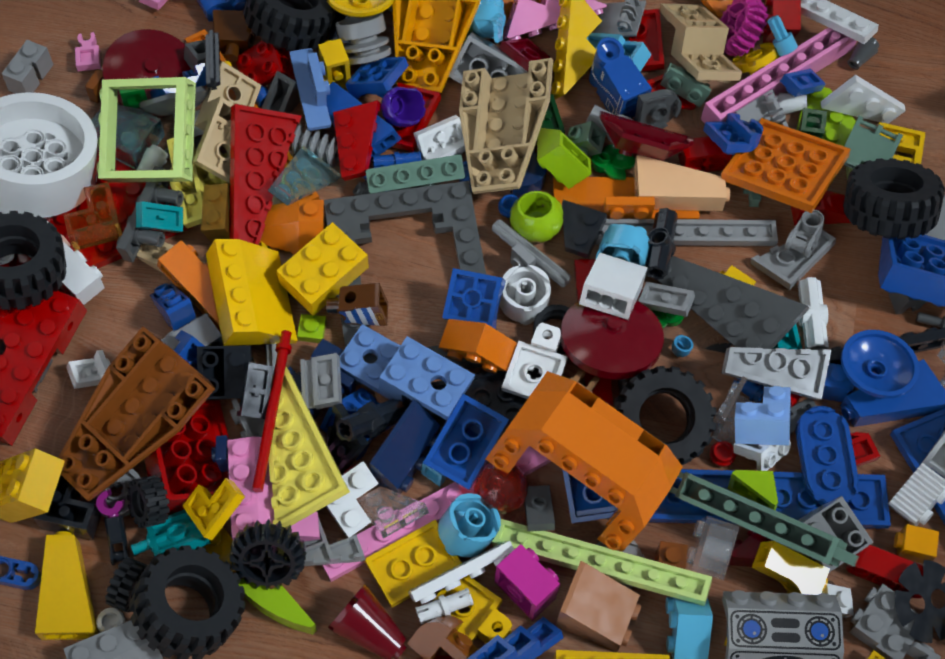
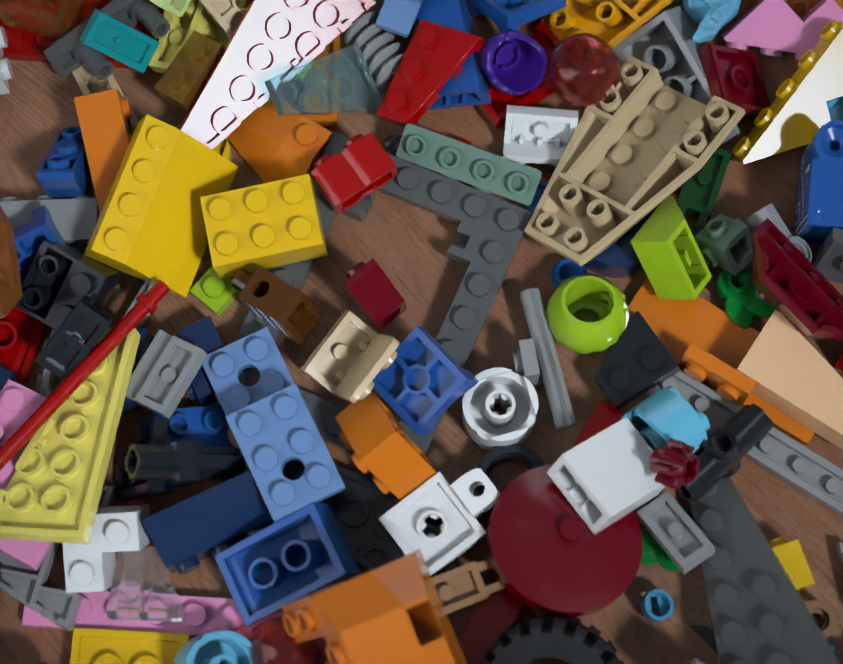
camera: 40 degrees right, 10 degrees up
(355, 210) = (353, 172): none -> red brick
(395, 158) = (467, 128): blue pin -> none
(414, 268) = (374, 294): none -> dark red slope
(426, 311) = (350, 358): none -> tan bracket
(444, 90) = (583, 69): none -> clear red cylinder
(645, 256) = (674, 464): none -> dark red gear

